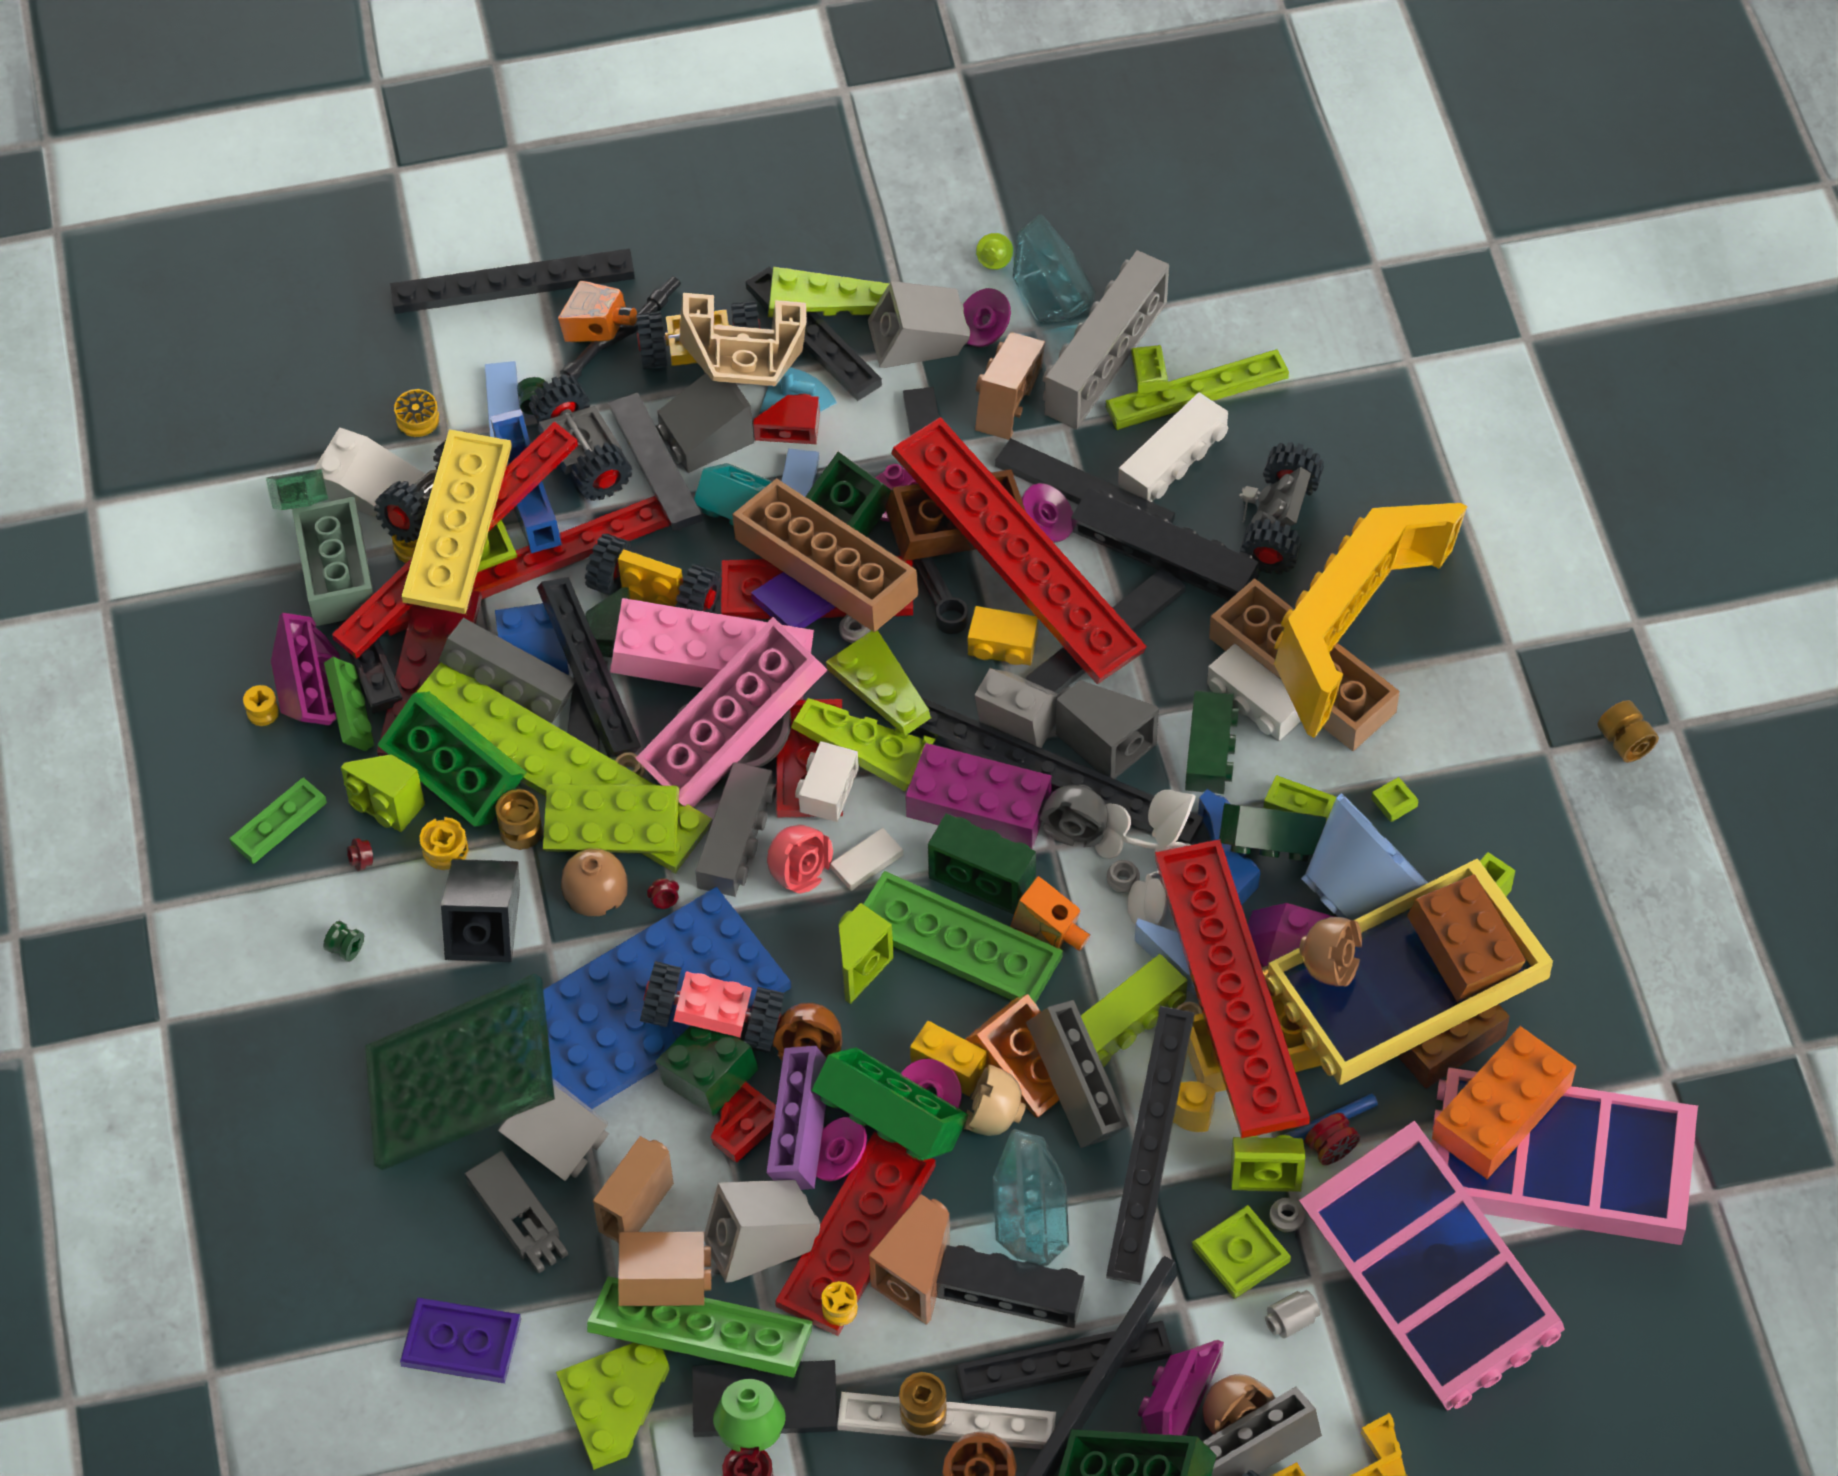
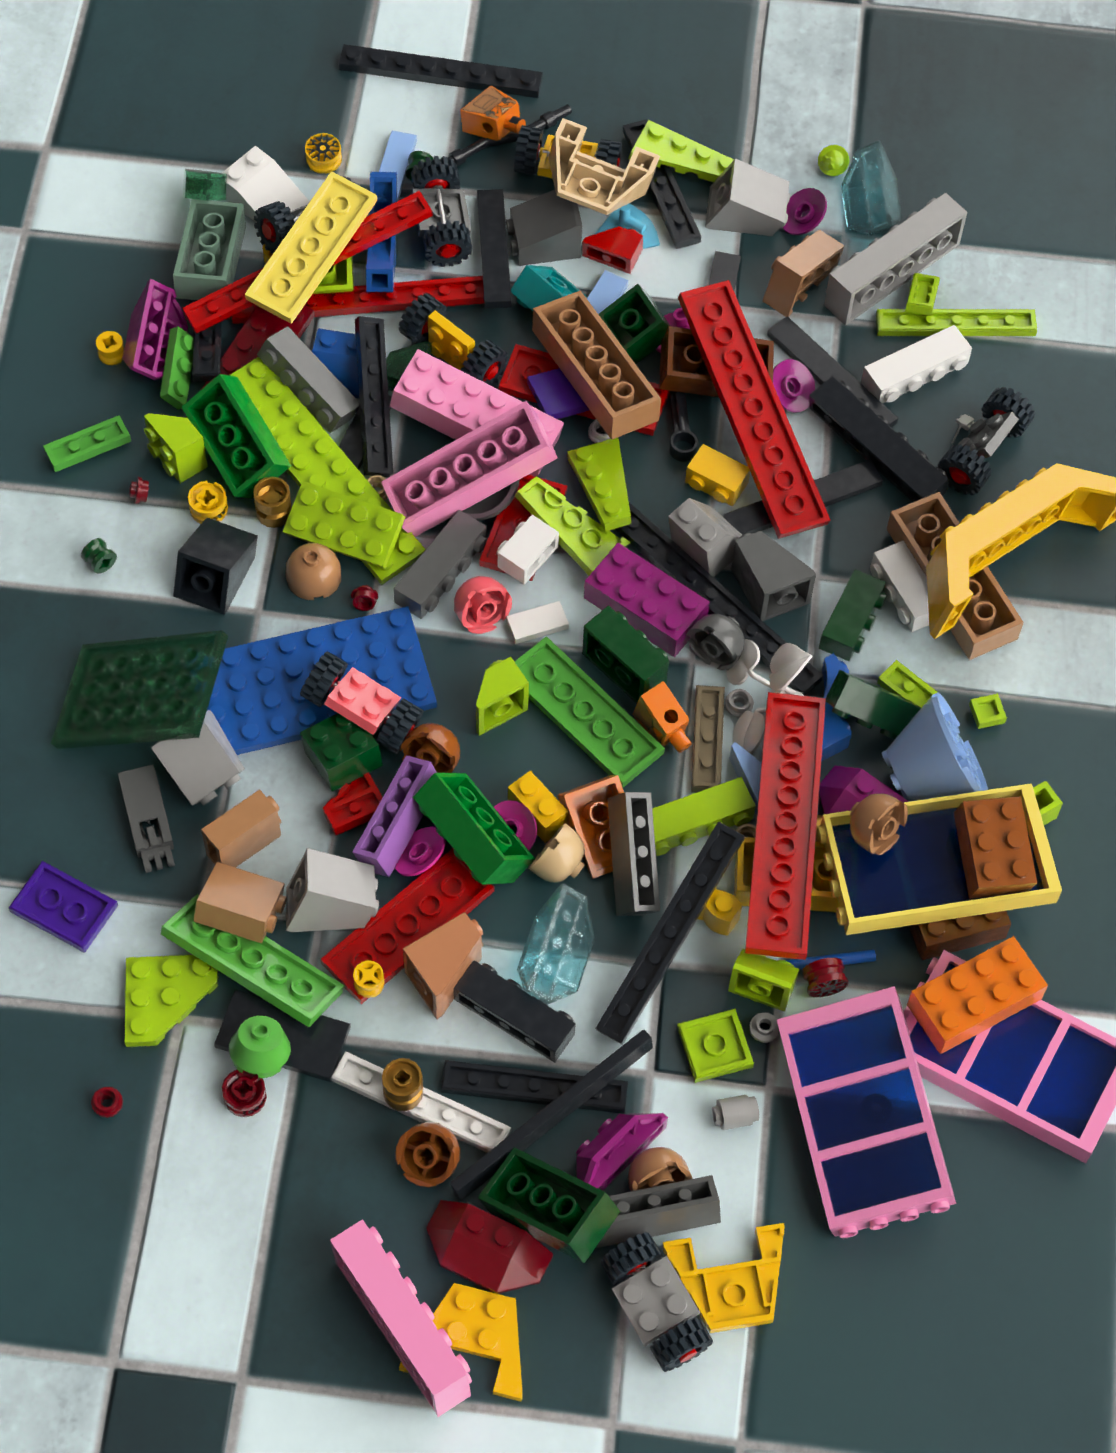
camera: 15 degrees right, 5 degrees up
(1103, 924) = (707, 737): none -> dark tan tile

